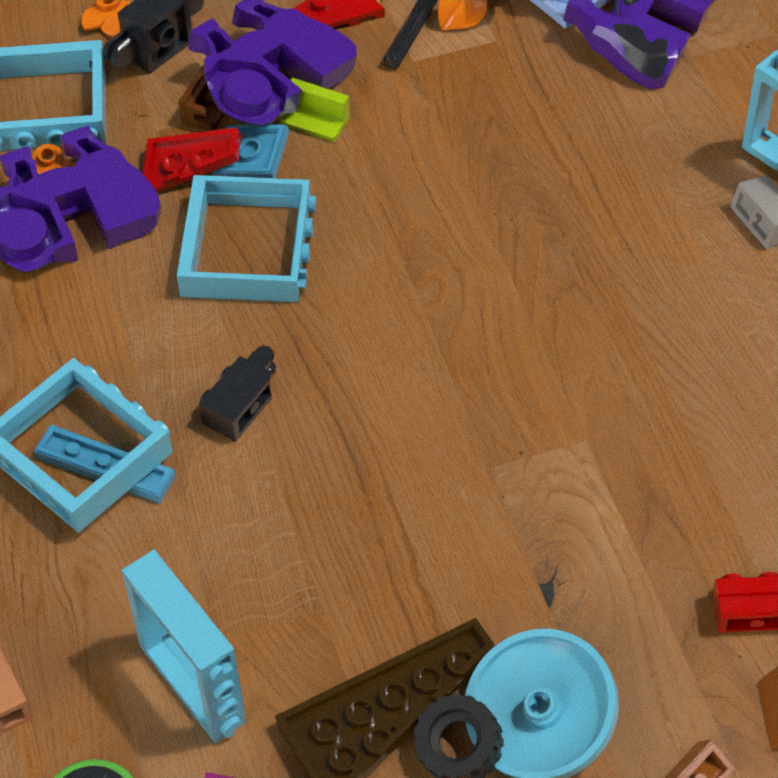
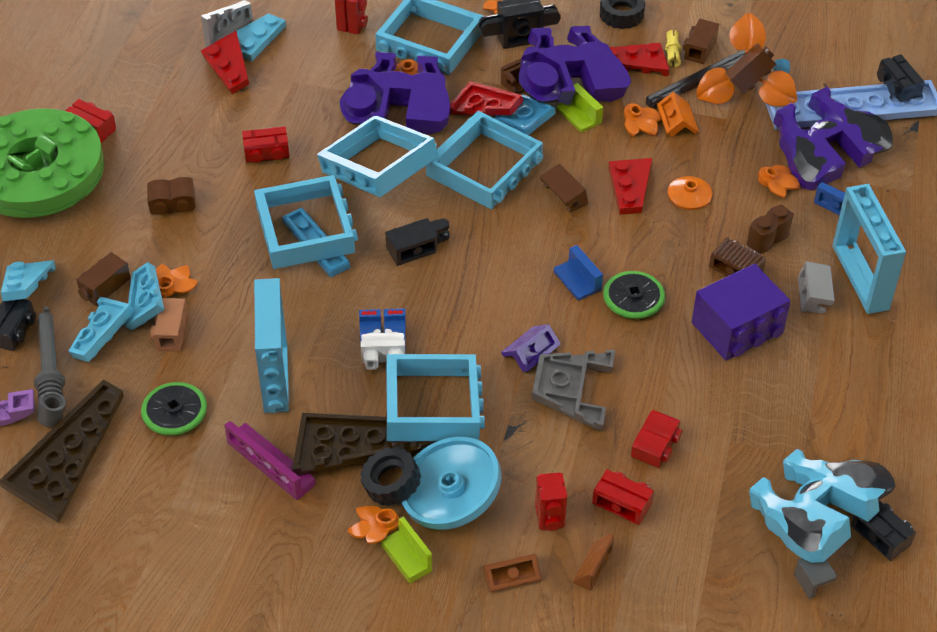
camera: 30 degrees right, 5 degrees down
(107, 343) = (335, 157): none -> medium azure window
(300, 553) = (376, 344): none -> hips
(376, 225) = (565, 187): none -> reddish brown hinge
(399, 90) = (641, 119): none -> orange plate
(437, 64) = (676, 114): none -> orange panel
(447, 182) = (630, 183): none -> red wing
(456, 653) = (433, 427): none -> medium azure window
(479, 334) = (579, 274): none -> blue panel
(493, 462) = (530, 345): none -> panel
(526, 159) = (690, 193): none -> orange dish
(543, 331) = (634, 294): none -> black wheel
(568, 494) = (561, 381): none -> flat silver wing
(619, 92) = (778, 179): none -> orange plate
(655, 223) = (733, 257): none -> reddish brown brick
(661, 161) = (770, 229): none -> reddish brown brick
(684, 660) = (550, 501): none -> red brick
(709, 87) = (829, 198): none -> blue panel
(715, 287) = (740, 312): none -> dark purple container
(734, 505) = (656, 438): none -> red brick

